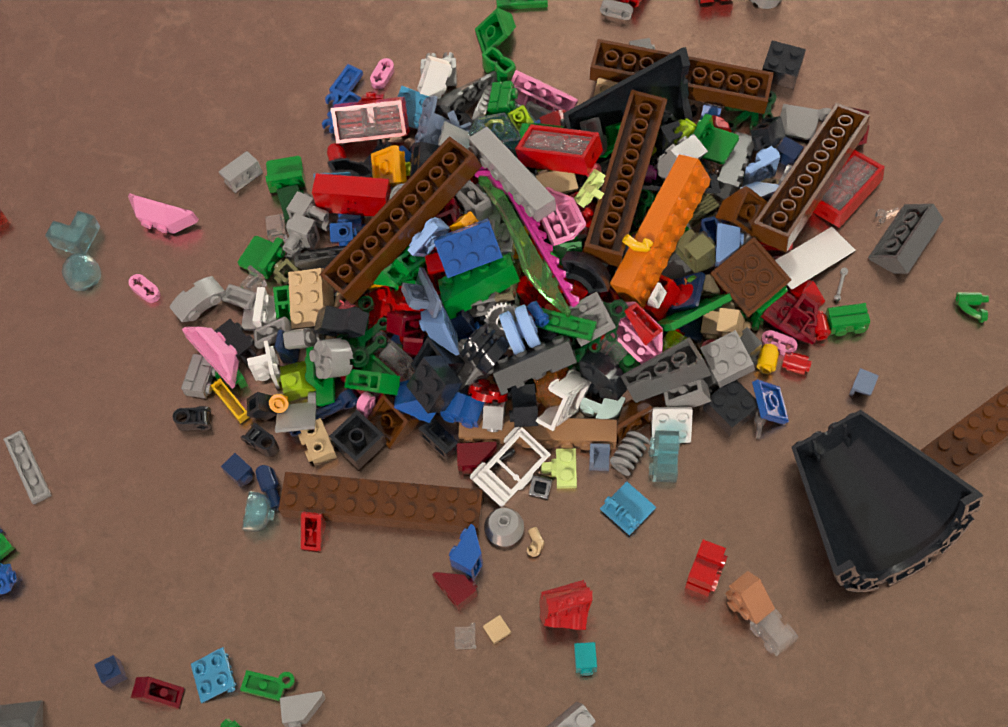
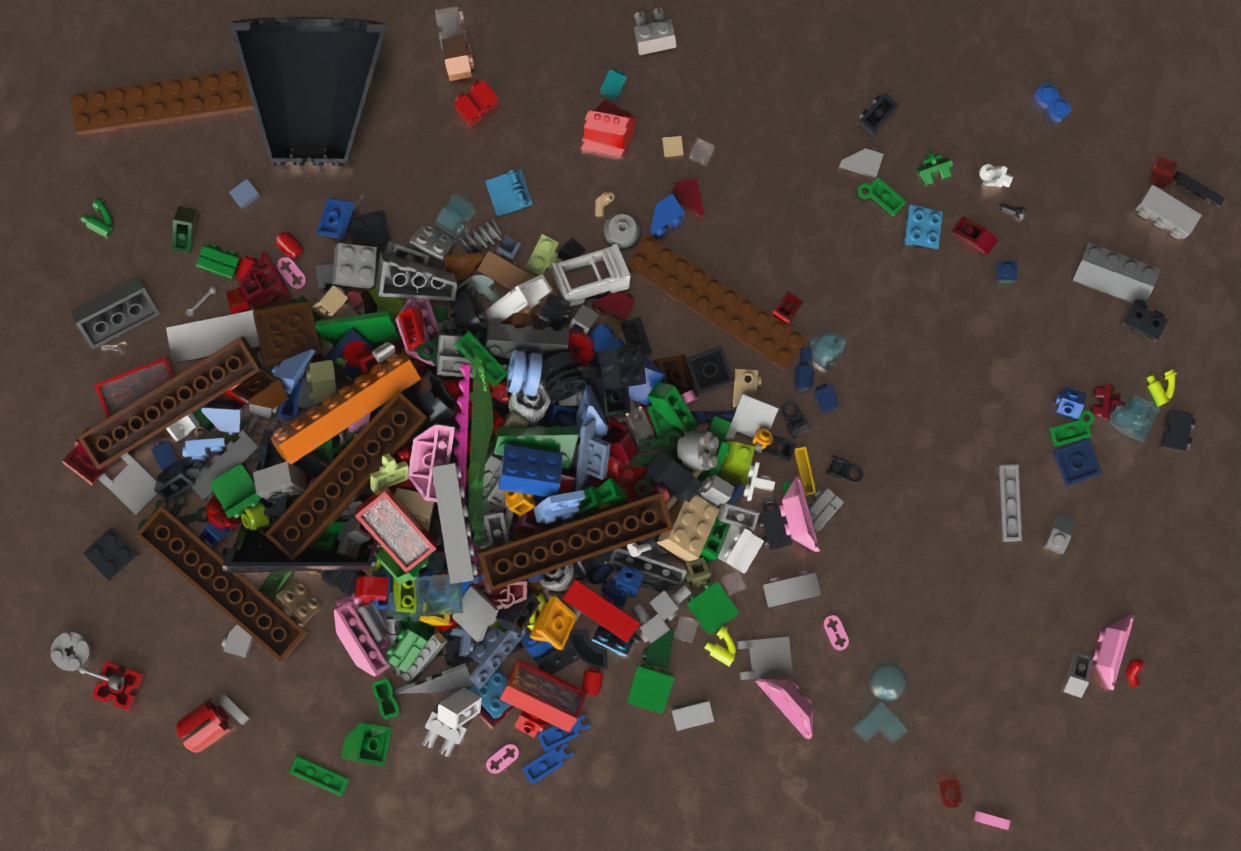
camera: 155 degrees left, 20 degrees up
(197, 241) = (767, 657): none -> light grey flag
(238, 226) = (721, 653): none -> neon yellow plant
(239, 296) = (752, 573): light grey tile -> none
(538, 314) = (501, 377): blue pin -> none
(637, 246) = (373, 388): yellow arm -> none
(768, 358) = (310, 260): yellow brick -> none
(896, 331) = (184, 229): none -> dark green slope

